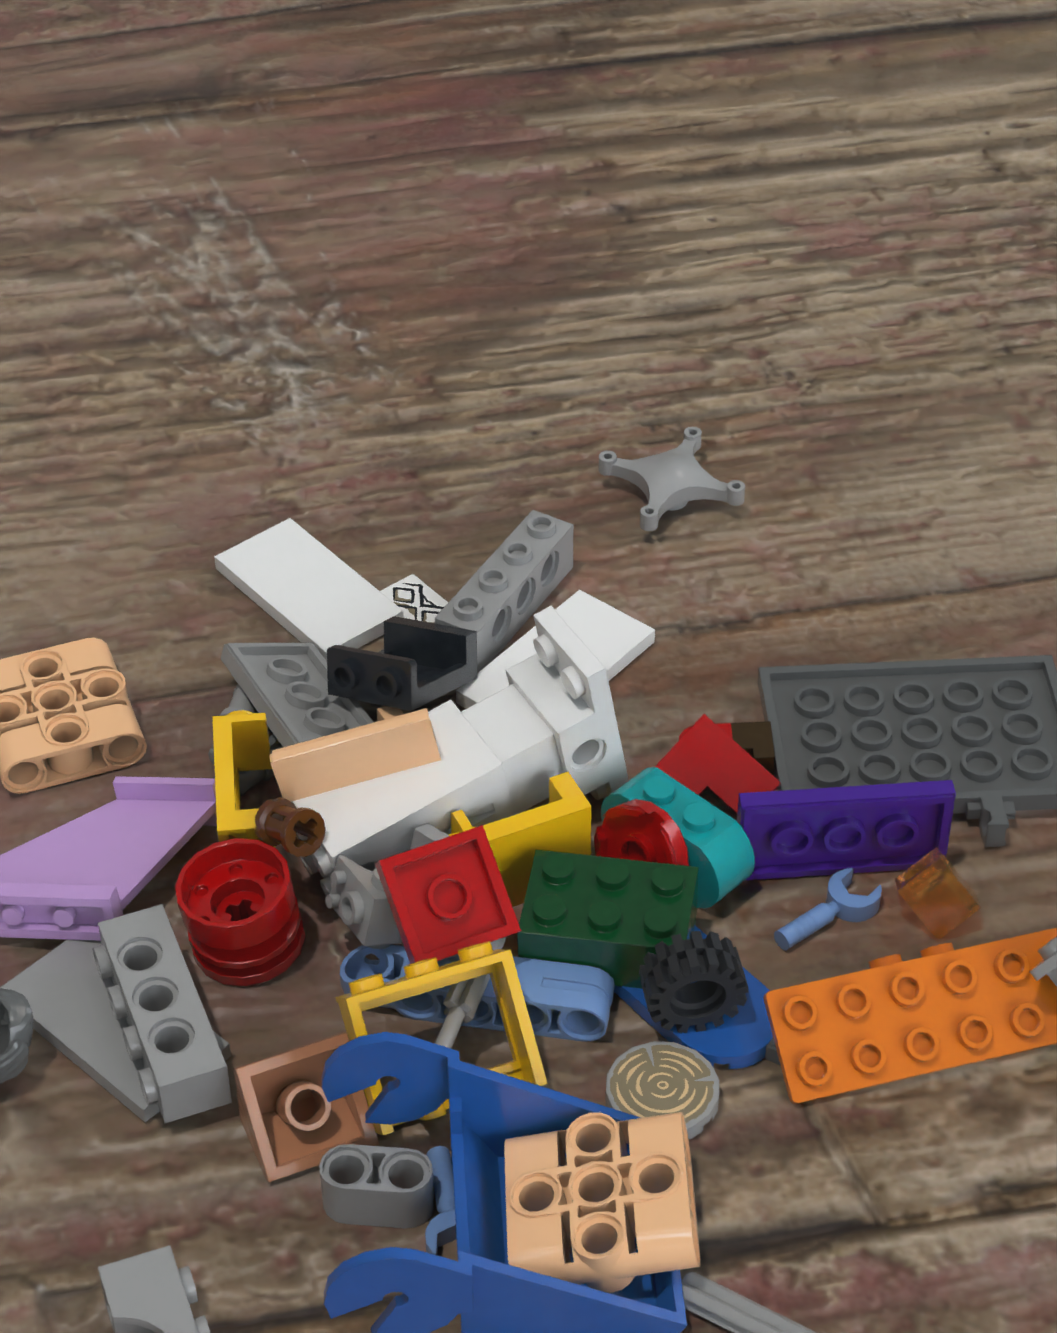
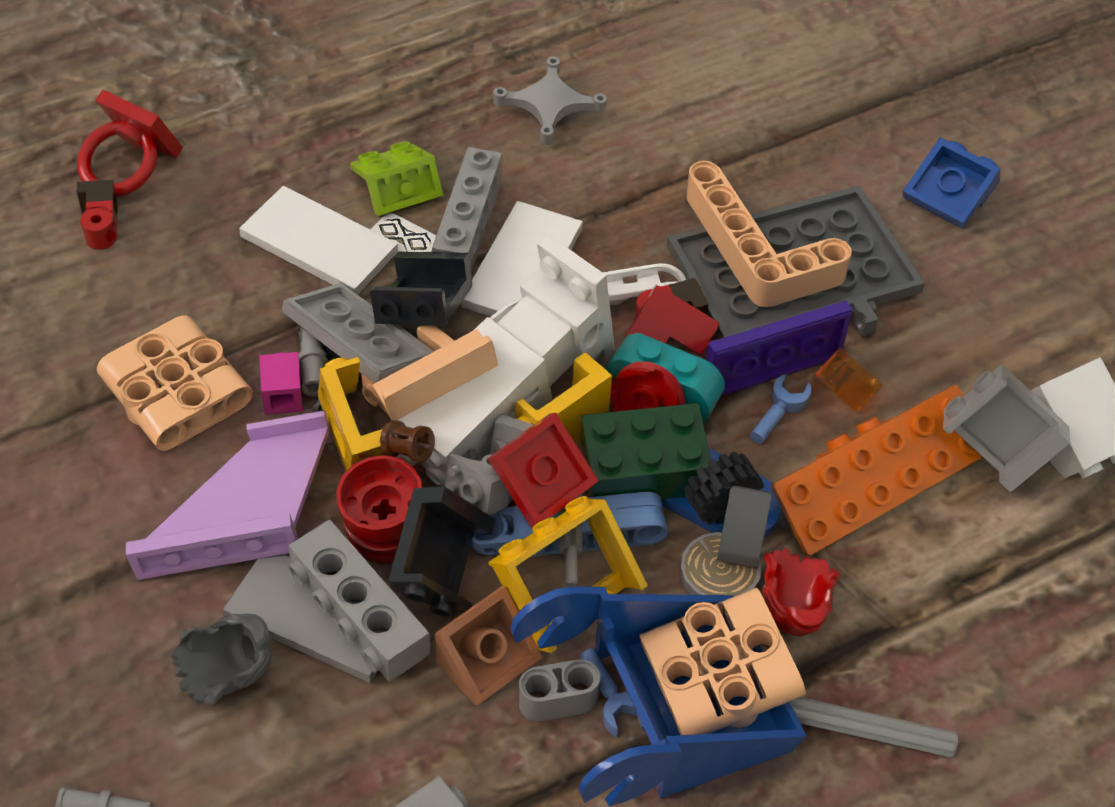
camera: 20 degrees left, 10 degrees up
(56, 509) = (99, 212): none -> red leg
(136, 420) = (137, 128): none -> red tile
(183, 740) = (281, 383): none -> dark pink brick
(283, 968) = (436, 548): none -> black panel
(437, 535) = (399, 177): none -> lime bracket
(664, 717) = (646, 277): none -> white piece
(695, 1037) = (744, 526): none -> dark grey panel
(746, 1142) = (798, 591): none -> red hair
(865, 735) = (762, 273): none -> light nougat beam

